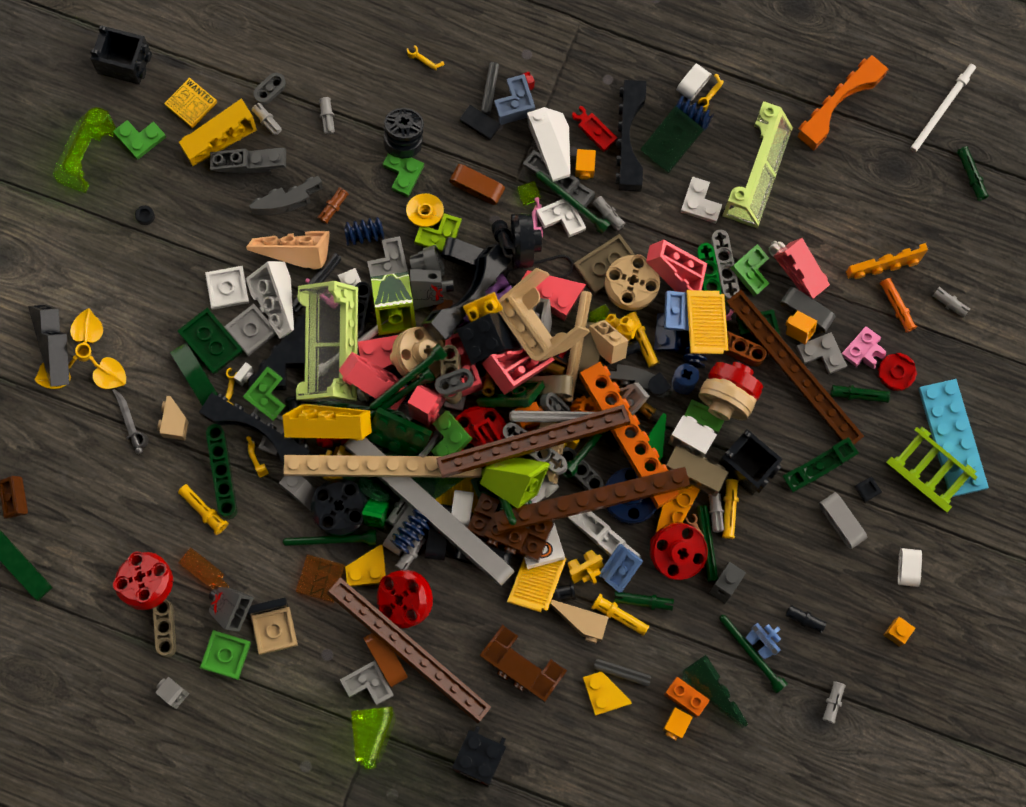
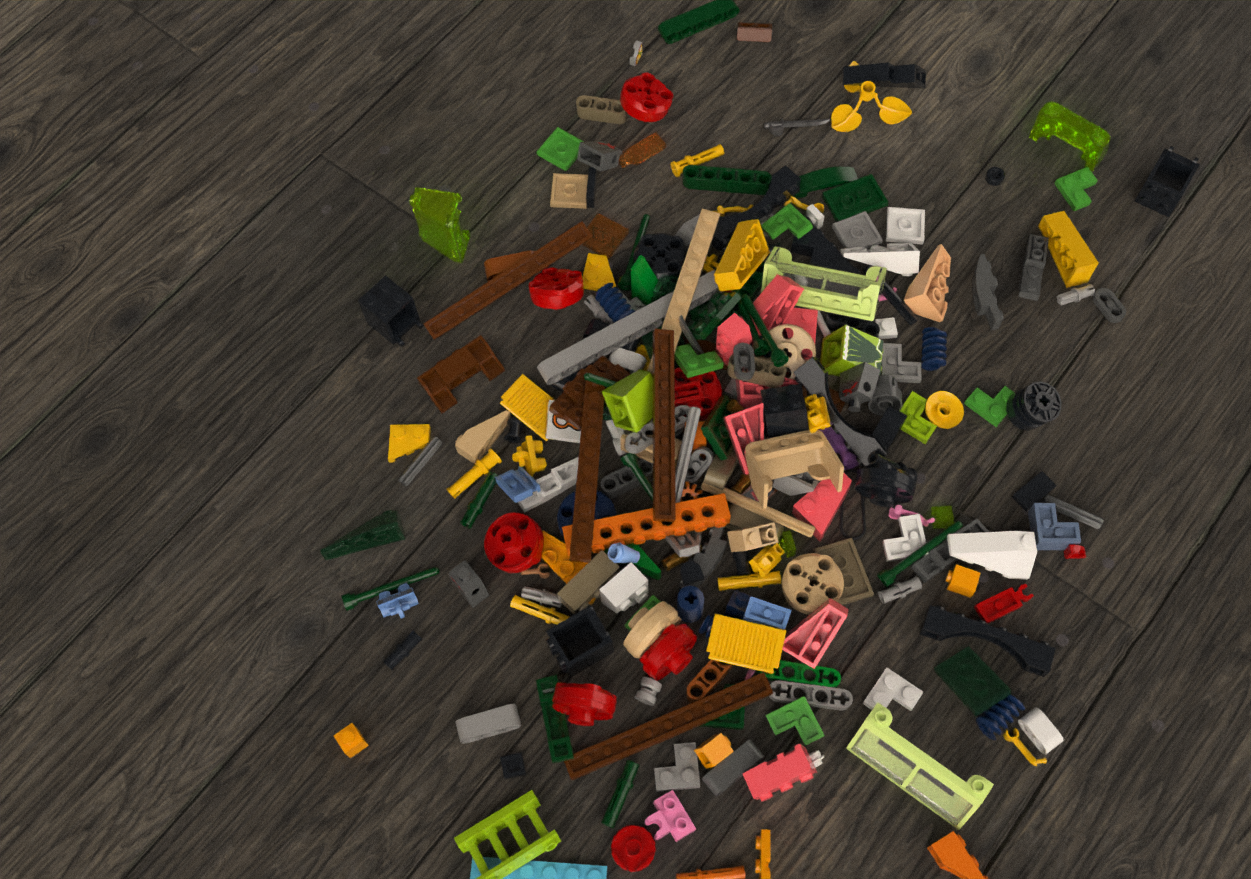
camera: 115 degrees right, 10 degrees down
(78, 615) = (637, 54): none -> light grey tile
(171, 692) = (543, 101): light grey slope -> none
(174, 423) = (786, 153): tan slope -> none
(190, 103) = (1106, 236): yellow tile -> none
(327, 115) = (1069, 349): light grey axle -> none
(333, 205) = (969, 330): dark orange pin -> none
(368, 678) = (499, 246): light grey plate -> none
(424, 60) = (1125, 450): yellow piece -> none
(477, 184) = (962, 467): dark orange beam -> none
(665, 447) = (622, 554): none -> light blue cone
(677, 724) = (351, 493): light orange brick -> none
(686, 697) = (371, 505): orange brick -> none
(704, 526) = (515, 579): dark green axle -> none
(770, 395) = (648, 691): none -> light grey wheel
(804, 439) = (584, 702): none -> red piece
(834, 702) = (301, 643): light grey pin -> none
(909, 567) = (413, 778): white beam -> none

